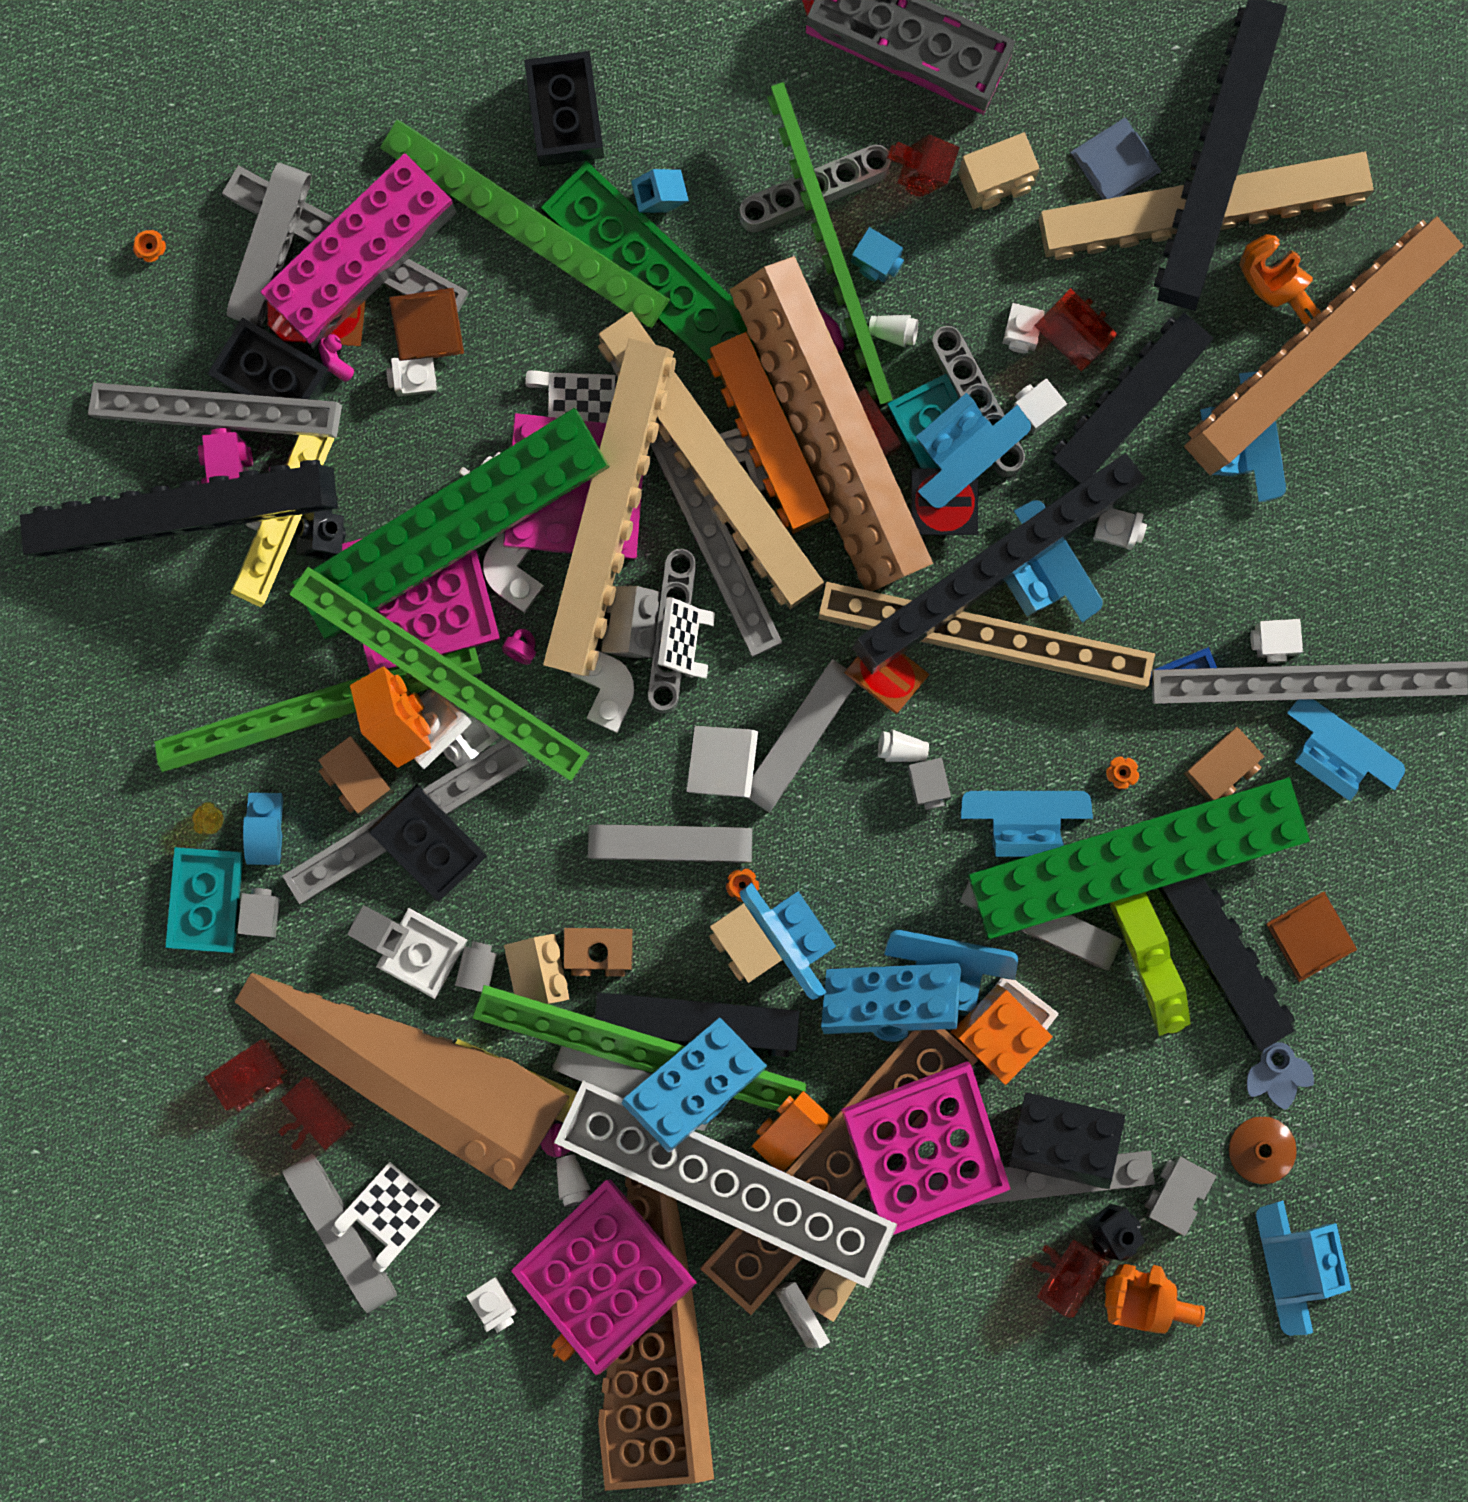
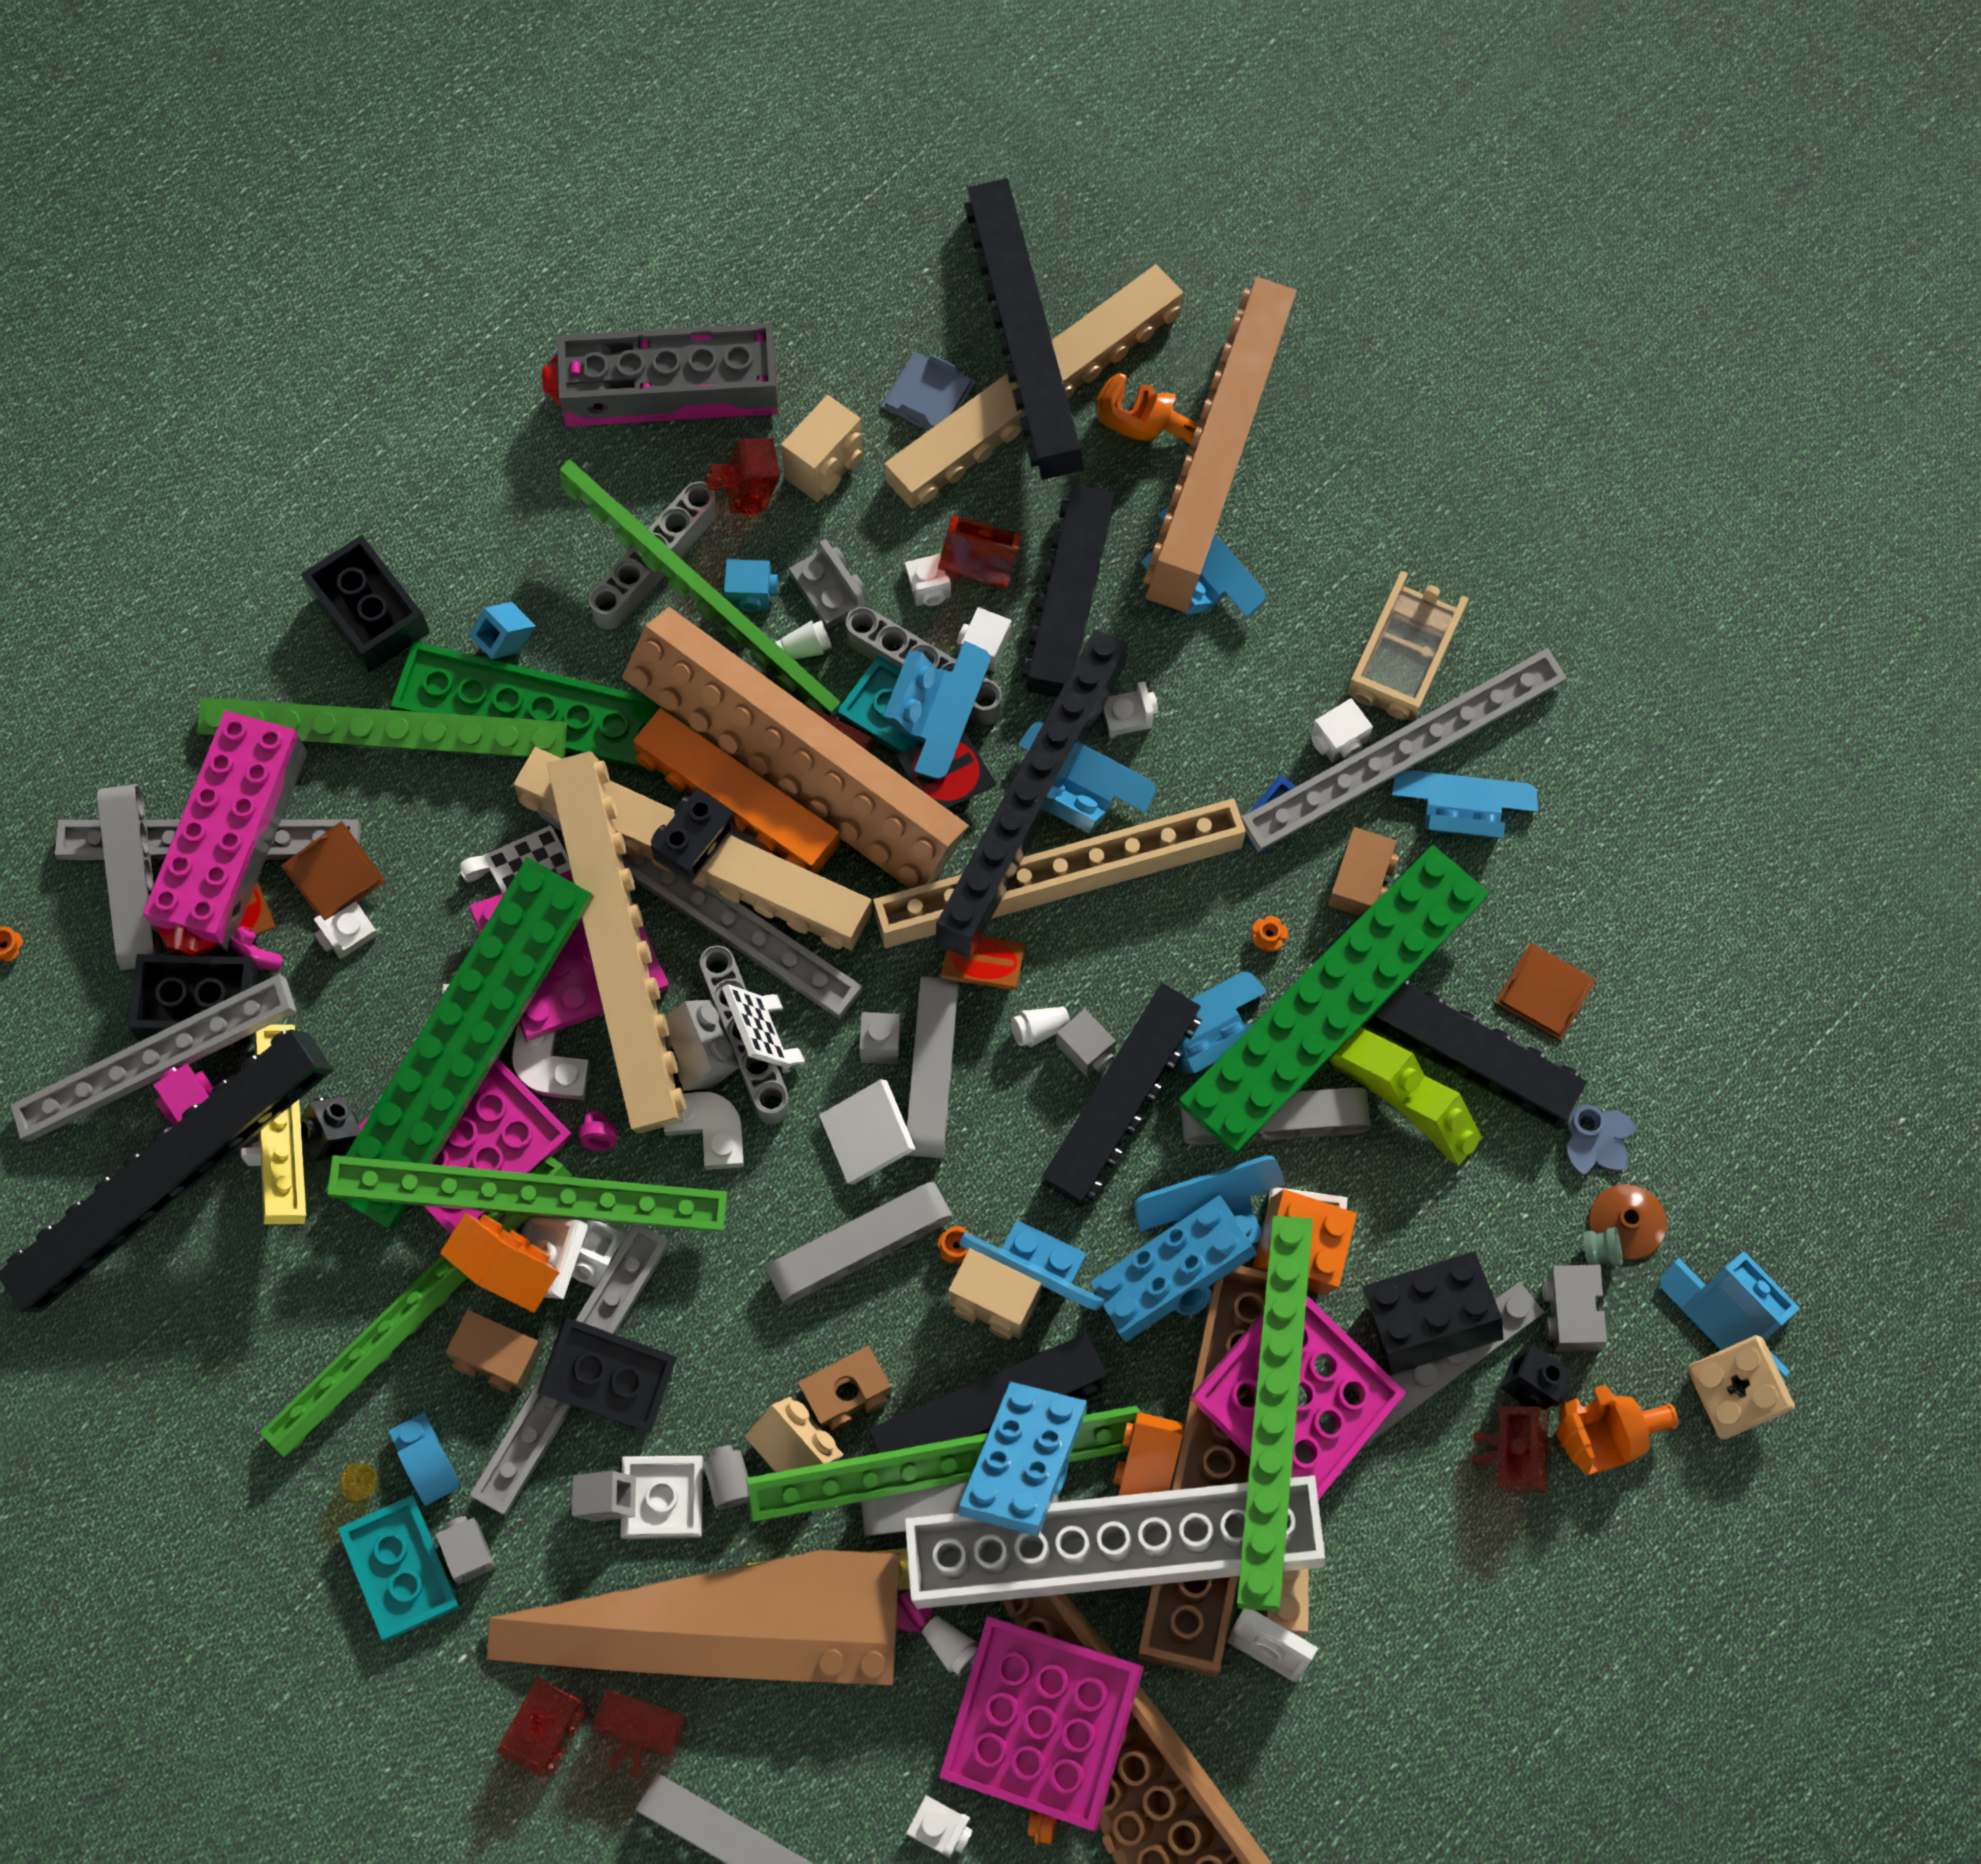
camera: 30 degrees left, 15 degrees down
(391, 1211) = (775, 1785): white flag -> none
(712, 456) = (692, 835): none -> black brick
(773, 692) = (880, 1038): none -> light grey brick
(896, 1159) = (1275, 1415): none -> bright green plate
(931, 840) = (1121, 1094): none -> black brick
(940, 289) = (828, 584): none -> light grey bracket
(1228, 1162) = (1603, 1247): none -> sand green wheel
(1283, 1310) = (1765, 1396): none -> tan brick
(1371, 598) = (1405, 650): none -> door

